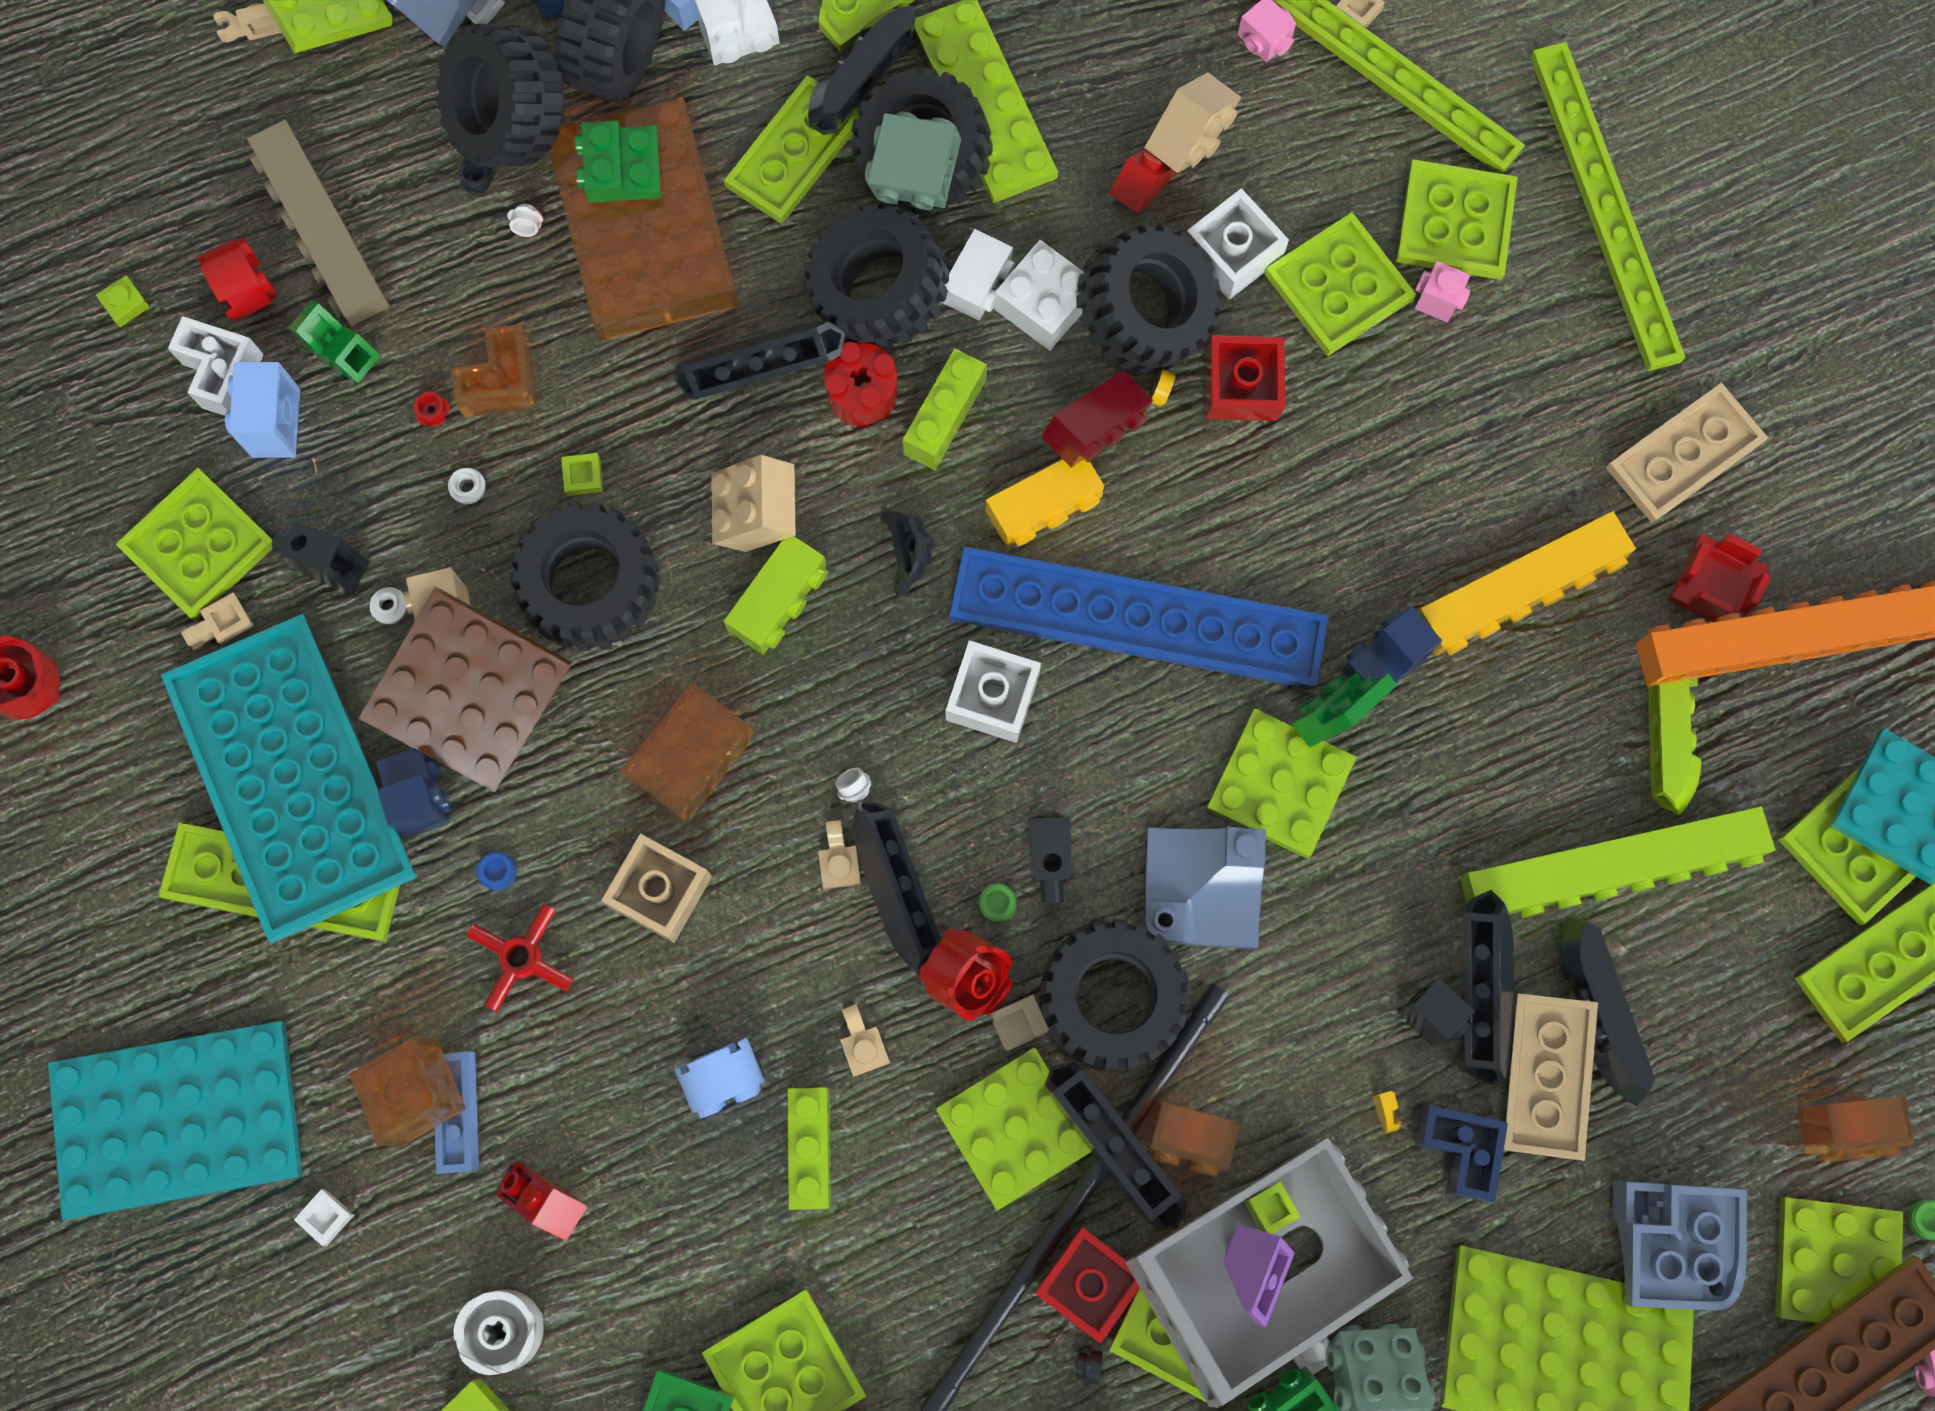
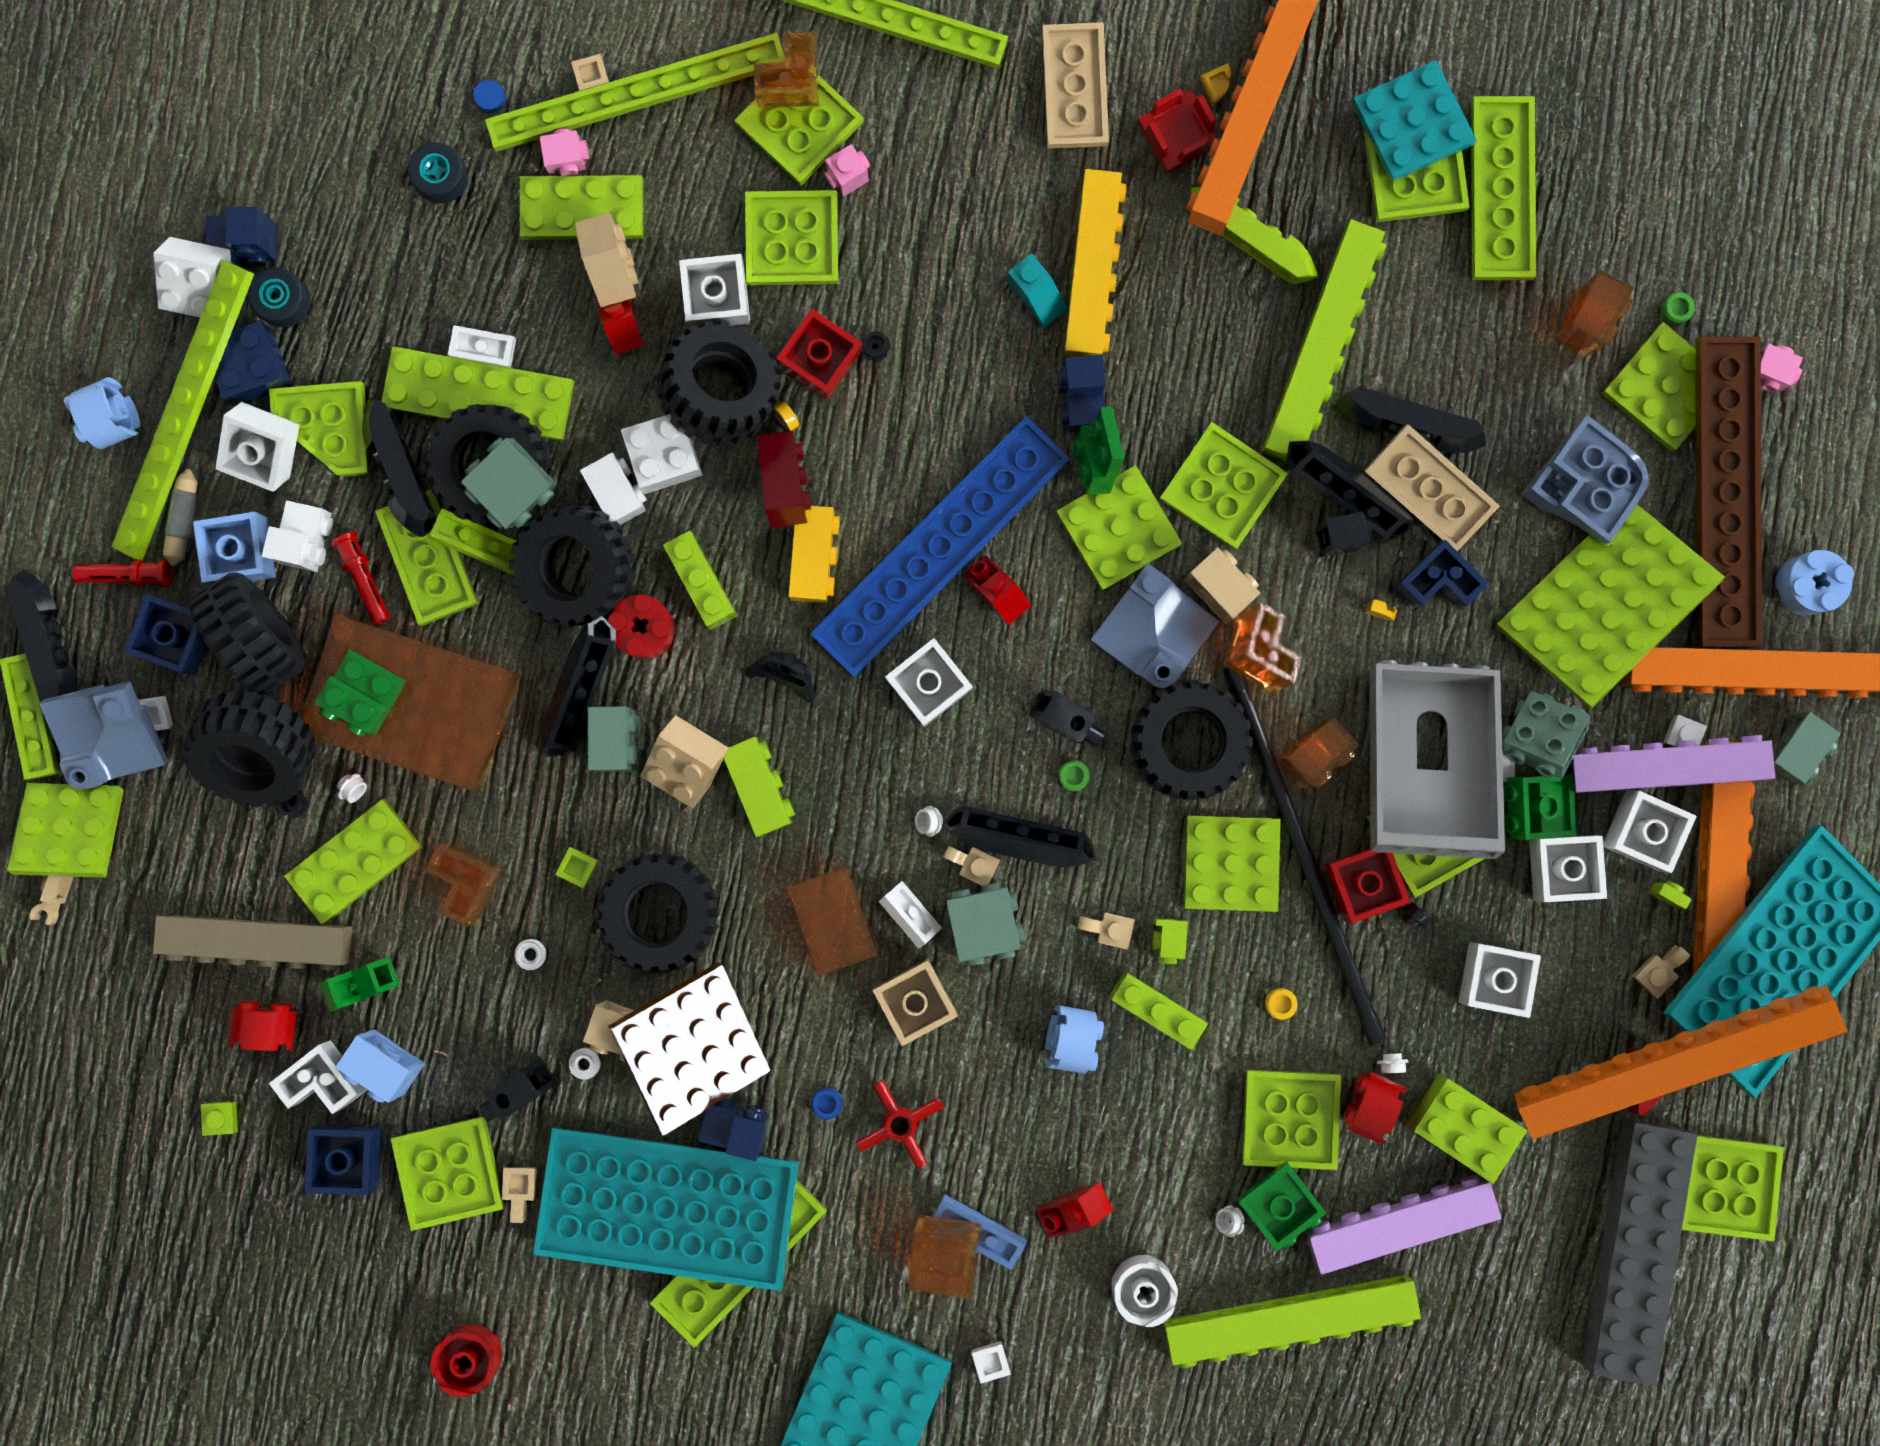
camera: 55 degrees left, 10 degrees up
(149, 434) = (342, 1159): none -> dark blue brick
(424, 402) = (446, 944): red plate -> none
(454, 267) = (353, 861): none -> lime plate
(632, 1379) = (1230, 1221): none -> white plate
(731, 423) = (613, 739): none -> sand green brick
(744, 92) = (357, 565): none -> red pin
(744, 828) = (910, 914): none -> white plate
(783, 907) = (985, 924): none -> sand green brick
(838, 172) = (473, 540): none -> lime plate
(891, 1113) = (1170, 940): none -> lime brick
(901, 1281) = (1281, 1003): none -> yellow tile
(967, 974) = (1113, 829): red brick -> none
(1019, 1023) = (1165, 815): dark tan panel -> none
(1031, 73) = (482, 346): none -> white plate
(1115, 1146) = (1290, 807): black brick -> none
(1133, 701) = (997, 590): none -> red slope
(1216, 48) = (556, 202): none -> lime plate
(1251, 1004) = (1256, 649): none -> clear orange brick
(1257, 1270) = (1433, 770): medium lavender slope -> none
(1272, 1209) = (1398, 731): lime plate -> none
(1295, 420) = (875, 338): none -> black plate
(1296, 921) = (1222, 585): none -> tan brick
(1398, 860) = (1223, 486): none -> lime plate
(1459, 545) = (1037, 290): none -> teal slope
(1494, 183) = (793, 81): none -> clear orange brick
(1794, 588) = (1216, 83): none -> yellow tile

